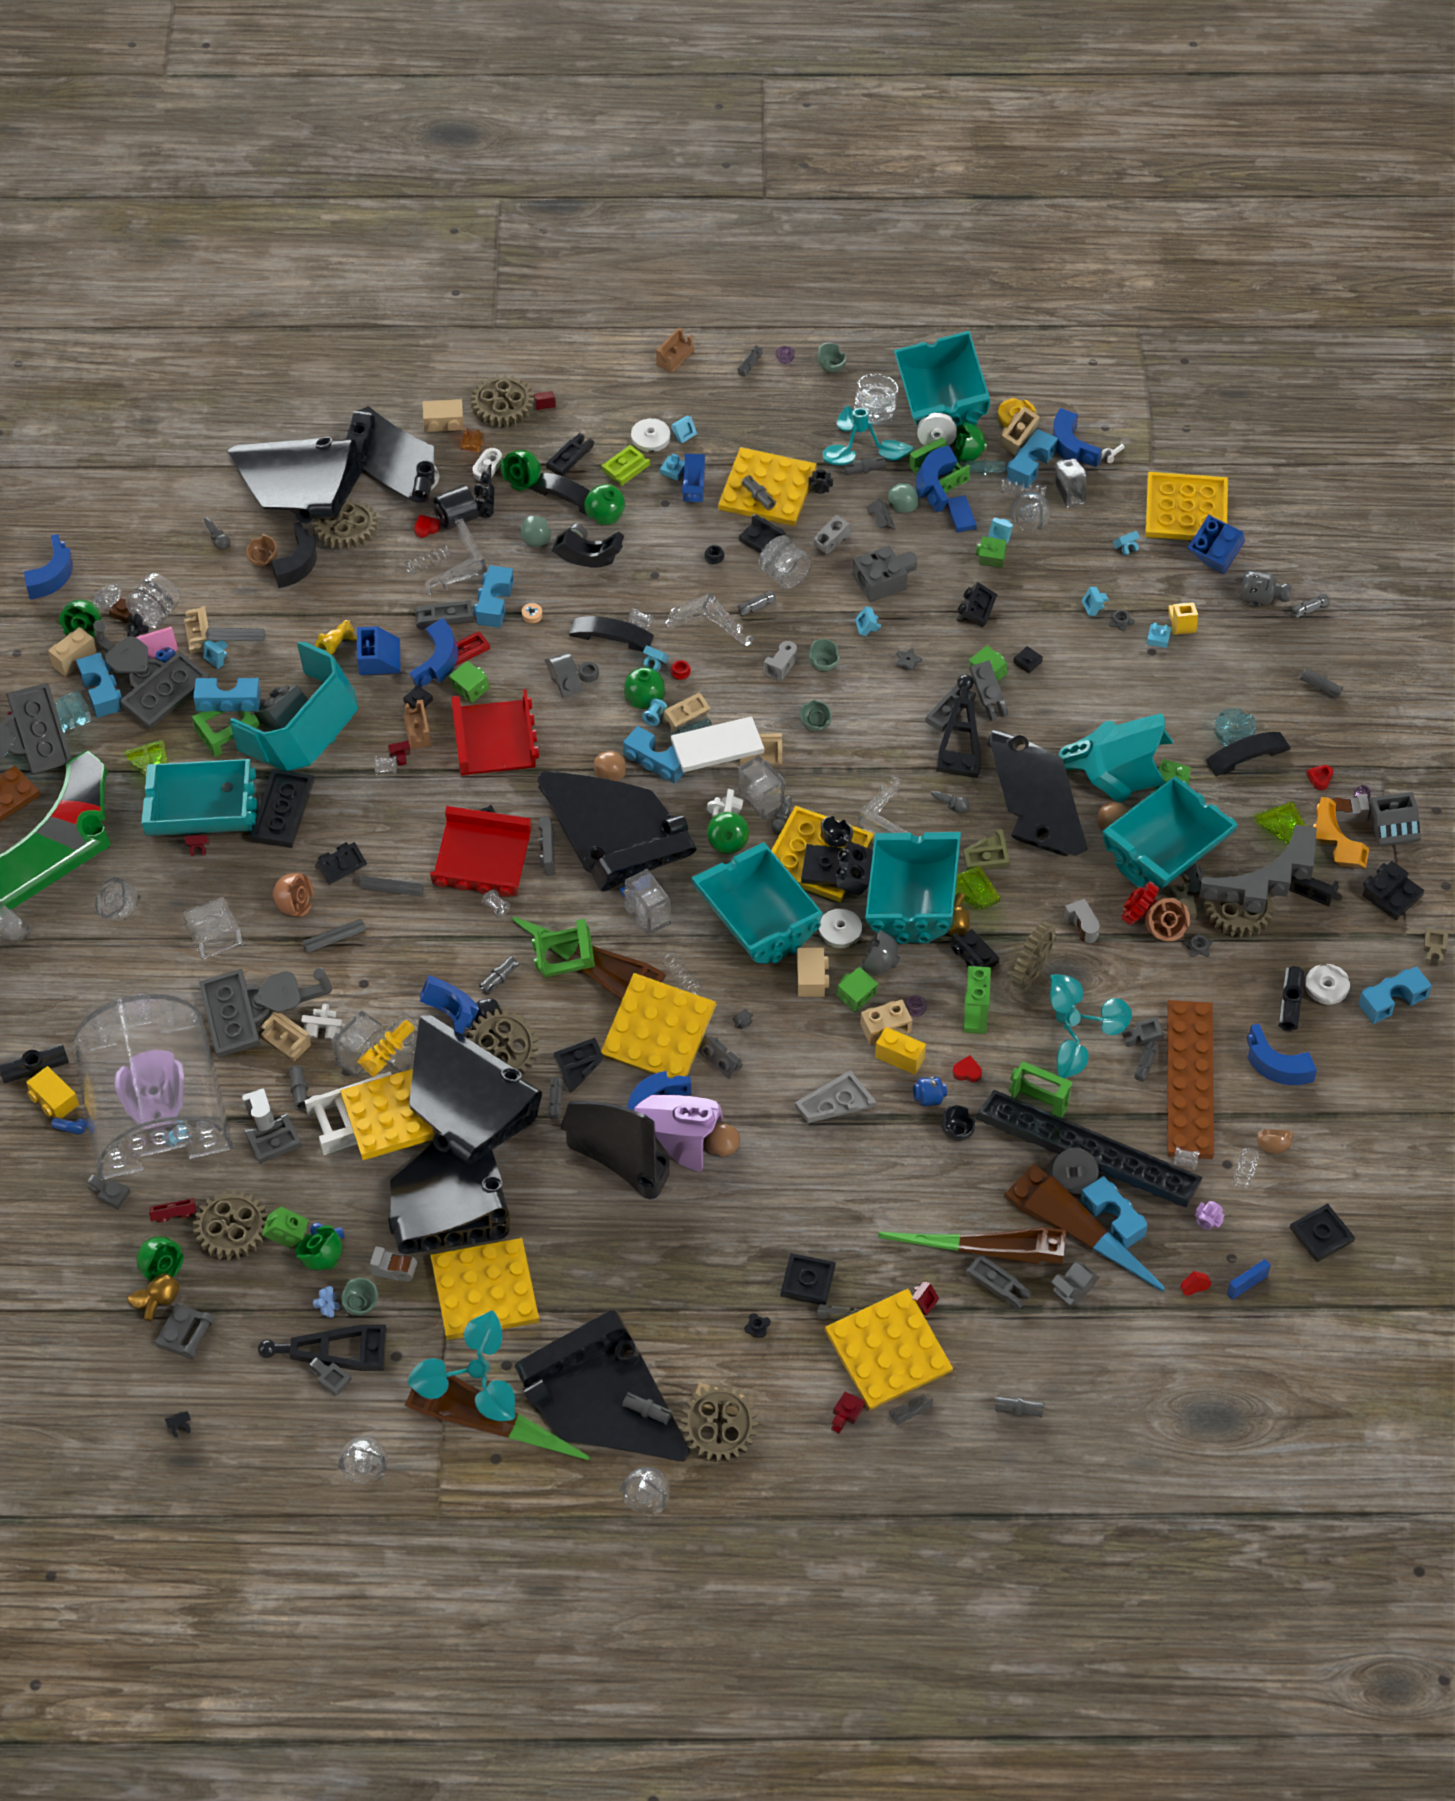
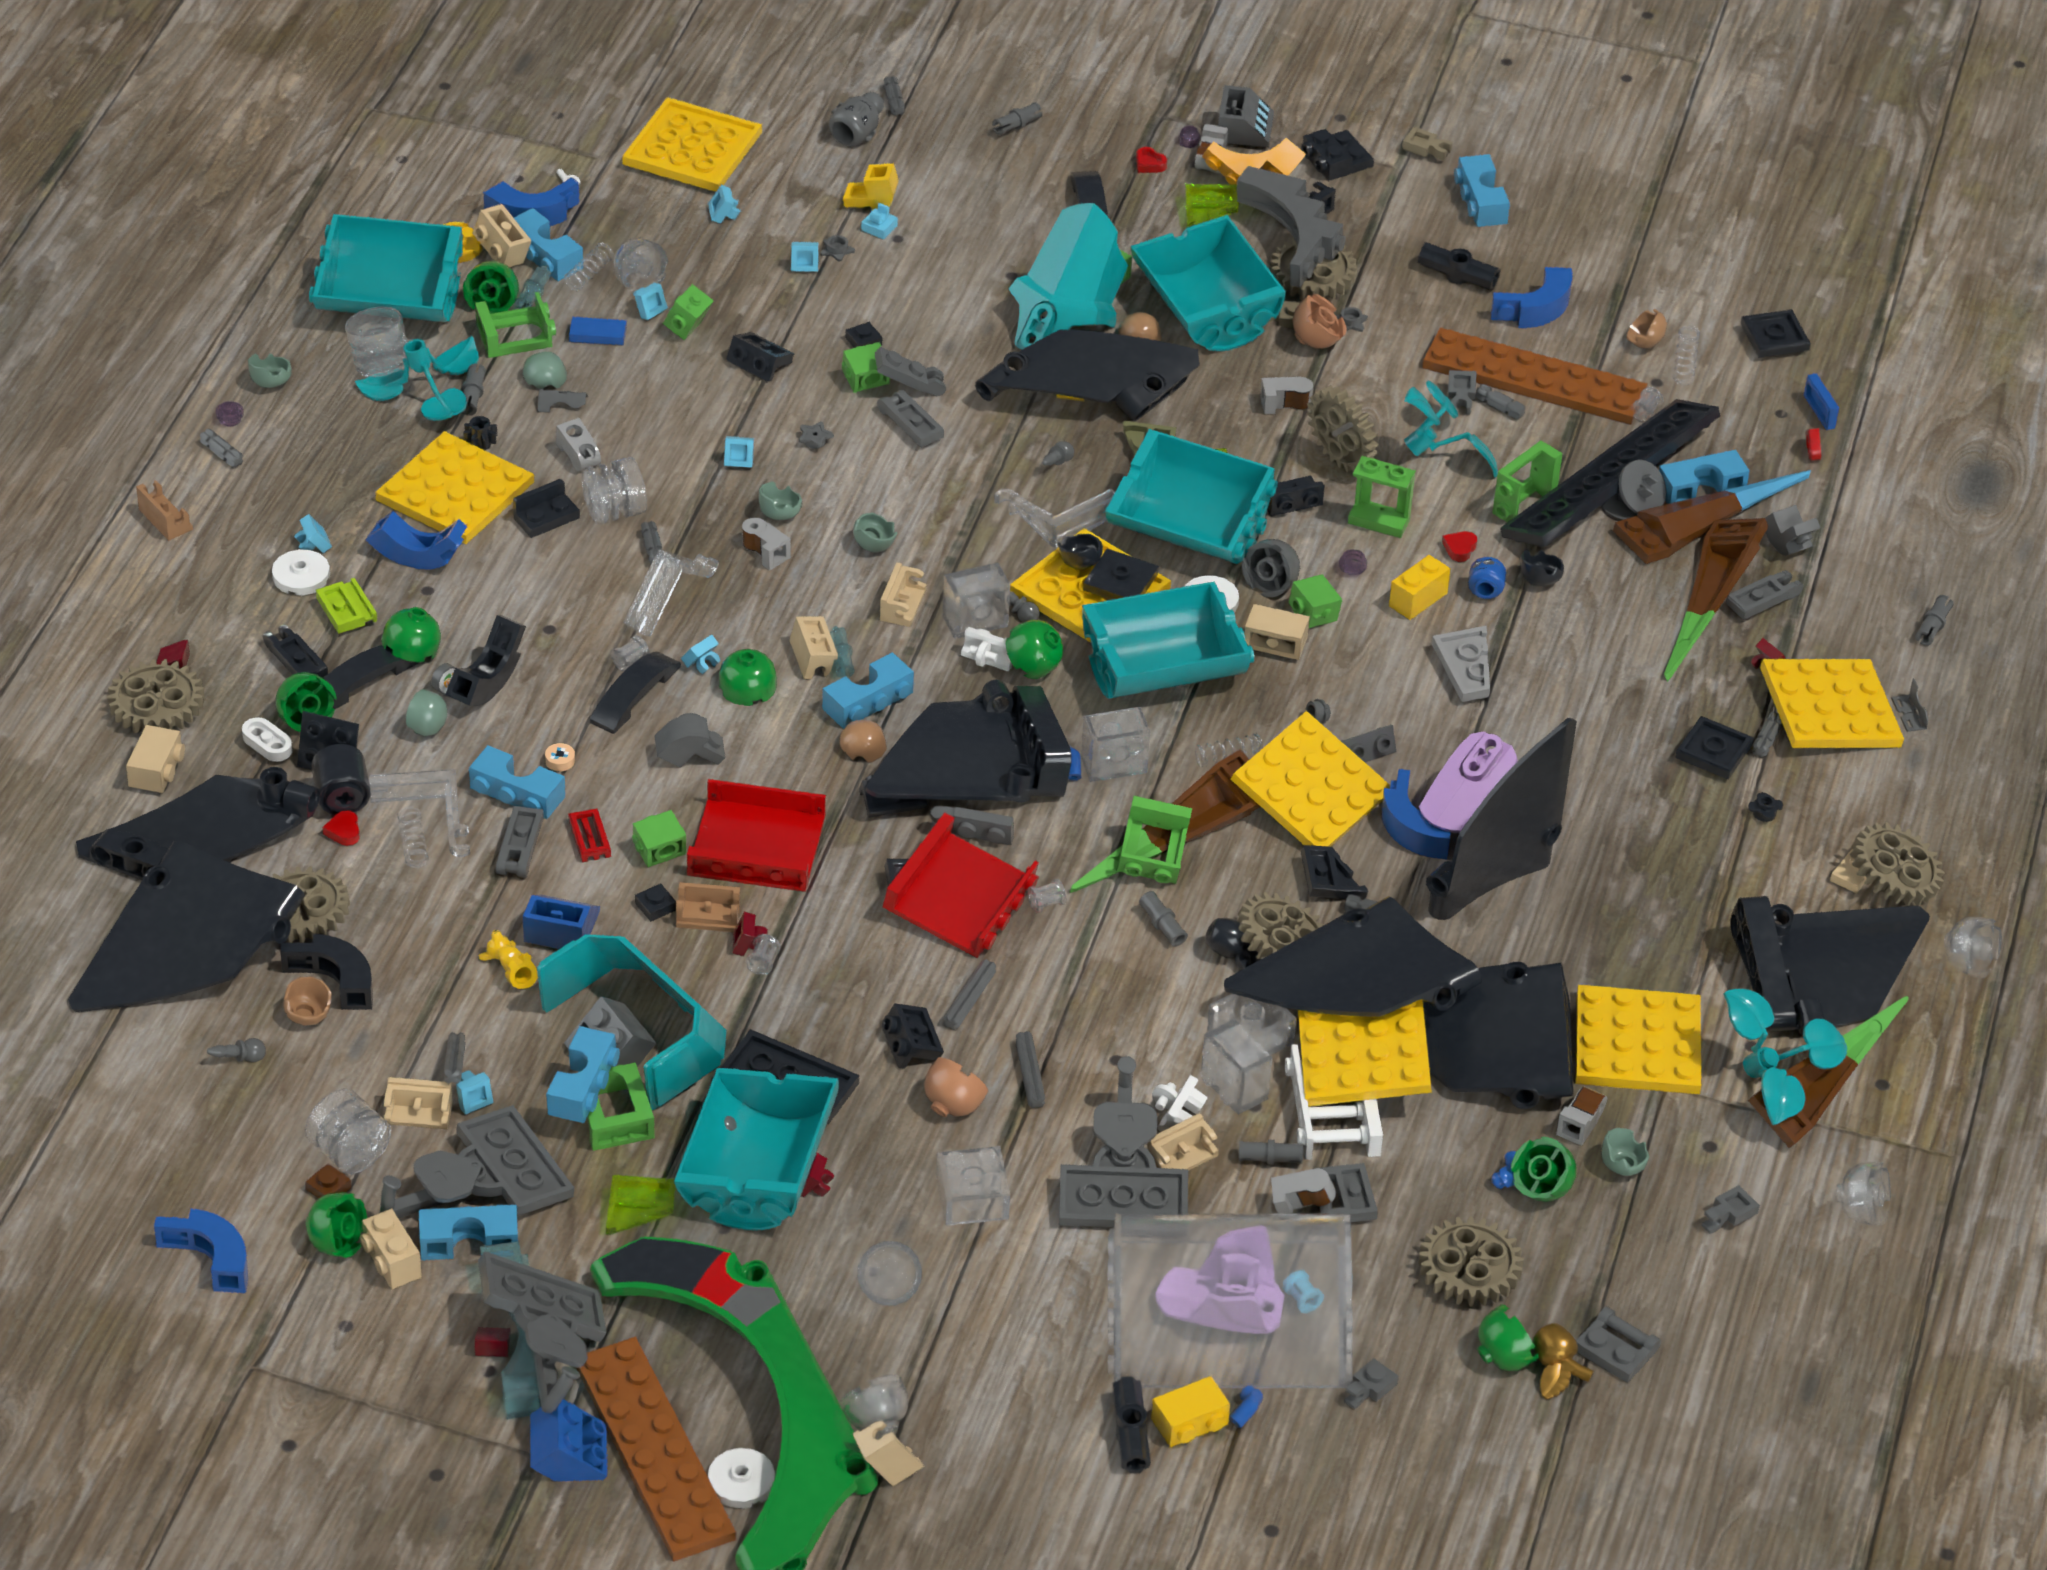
camera: 75 degrees left, 10 degrees down
(107, 596) = (299, 1205): clear gear -> none
(136, 626) = (373, 1174): black plant -> none
(158, 641) = (418, 1145): bright pink slope -> none
(166, 655) = (451, 1145): blue arm -> none
(178, 1420) = (1757, 1371): black tile -> none
(181, 1208) = (1426, 1316): dark red plate -> none
(285, 1227) = (1500, 1198): bright green head -> none
(327, 1301) = (1618, 1191): light blue plant -> none
(371, 1351) = (1701, 1161): black plate -> none
(374, 1060) = (1282, 1049): yellow piece -> none
(443, 658) = (601, 845): blue arch -> none
(451, 1001) = (1206, 961): blue arch -> none
(472, 440) = (208, 746): clear orange tile -> none
(647, 1408) = (1860, 921): dark grey pin -> none
(654, 712) = (799, 679): medium azure bush -> none
(672, 467) = (372, 564): medium azure tile -> none
(680, 670) = (732, 638): red plate -> none
(714, 554) = (550, 561): black plate -> none
(717, 744) = (892, 619): white tile -> none
(758, 492) = (479, 485): dark grey pin -> none
(846, 1409) = (1900, 760): dark red plate -> none
(854, 868) = (1147, 545): black brick -> none
(882, 572) = (667, 416): dark grey brick -> none
(891, 1015) = (1370, 590): tan brick -> none
(936, 423) = (461, 305): white plate -> none
(937, 463) = (537, 333): blue arch -> none
(957, 762) = (999, 436): black plate -> none
(1068, 476) = (604, 218): clear torso -> none
(1138, 903) = (1289, 348): red gear -> none
(1209, 1215) = (1731, 405): lavender gear -> none
(1217, 544) = (779, 127): blue slope -> none
(1234, 716) = (1038, 199): clear light blue plate -> none
(1331, 976) = (1447, 233): white plate -> none

